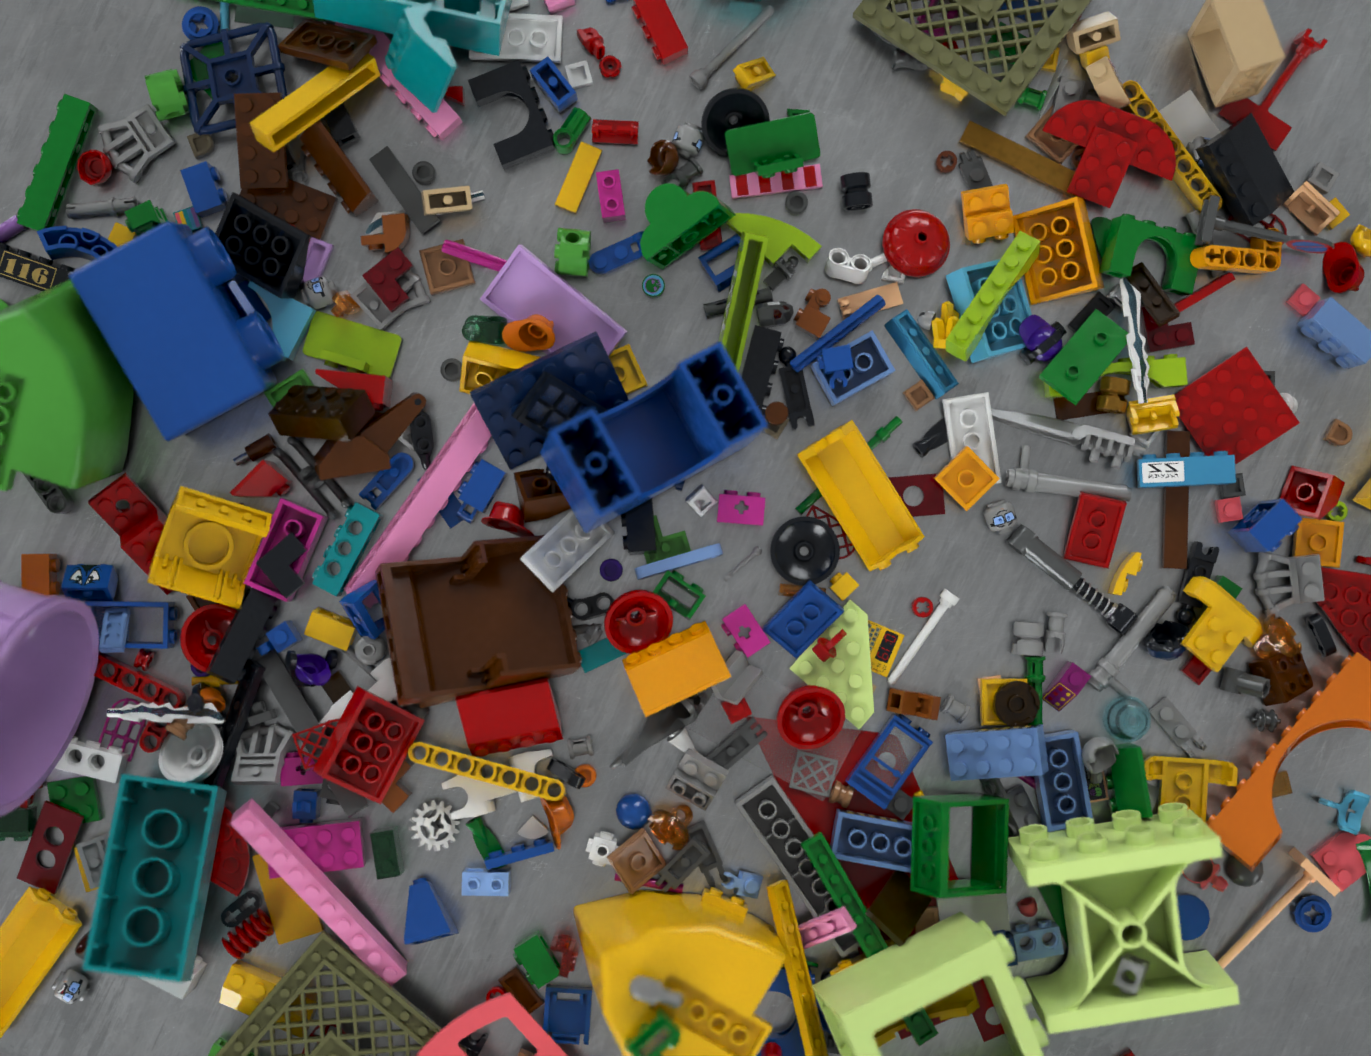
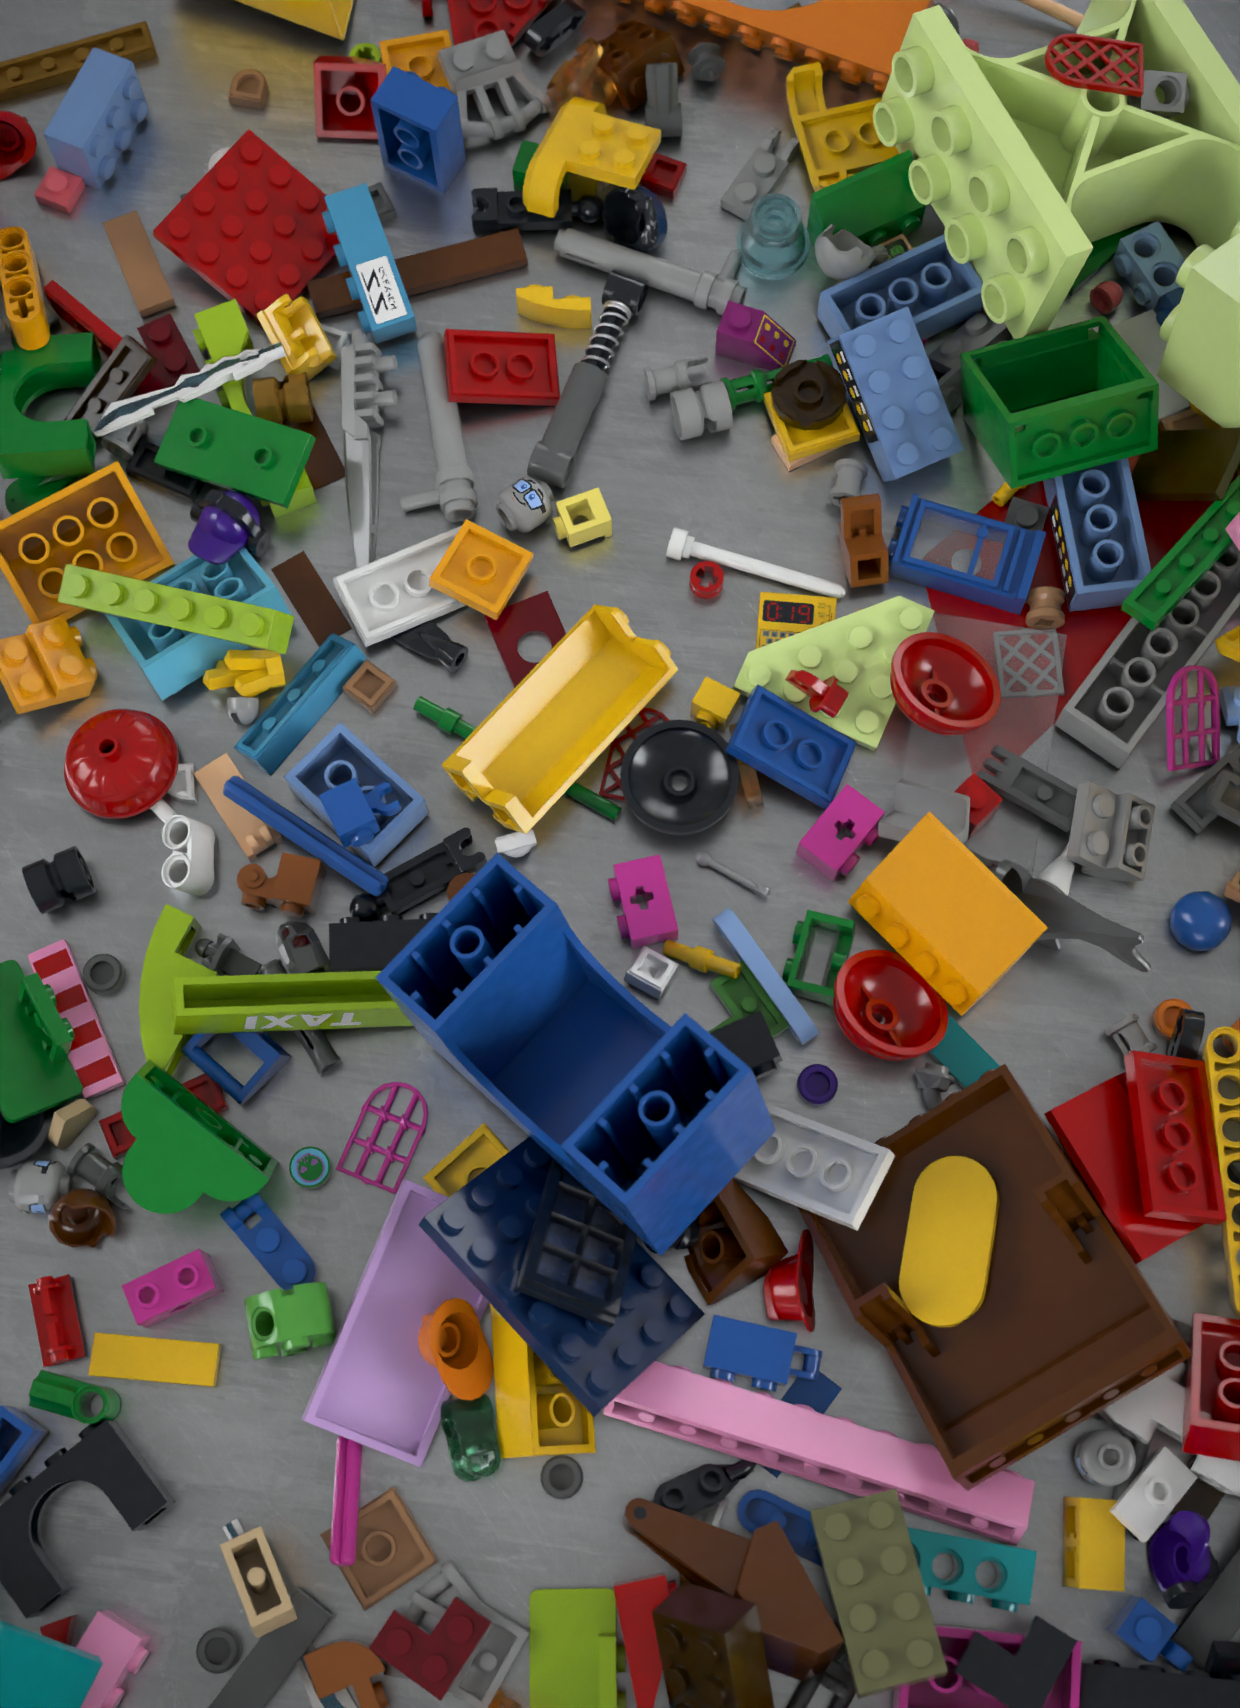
camera: 105 degrees left, 15 degrees down
(339, 506) = (877, 1594): none -> olive brick
(344, 666) = (1153, 1494): none -> white plate
(359, 615) = (1053, 1496): blue tile -> none
(501, 606) = (949, 1241): none -> yellow tile
(515, 744) = (1174, 1138): none -> red plate
(592, 604) = (885, 1095): black beam -> none
(657, 321) = (390, 1151): none -> dark pink window
(669, 828) = (1206, 848): clear orange tile -> none
(699, 530) = (702, 959): none -> yellow bar
(718, 164) = (69, 1122): none -> tan tile
(738, 853) = (1201, 732): none -> dark pink window
(796, 446) = (515, 844): none -> white tile
(985, 377) = (311, 598): none -> reddish brown sticker
(988, 552) = (582, 507): none -> light yellow brick
(1174, 940) = (1091, 42): none -> red window
(1228, 509) = (410, 199): coral plate -> none
(1236, 334) = (139, 264): none -> medium nougat tile

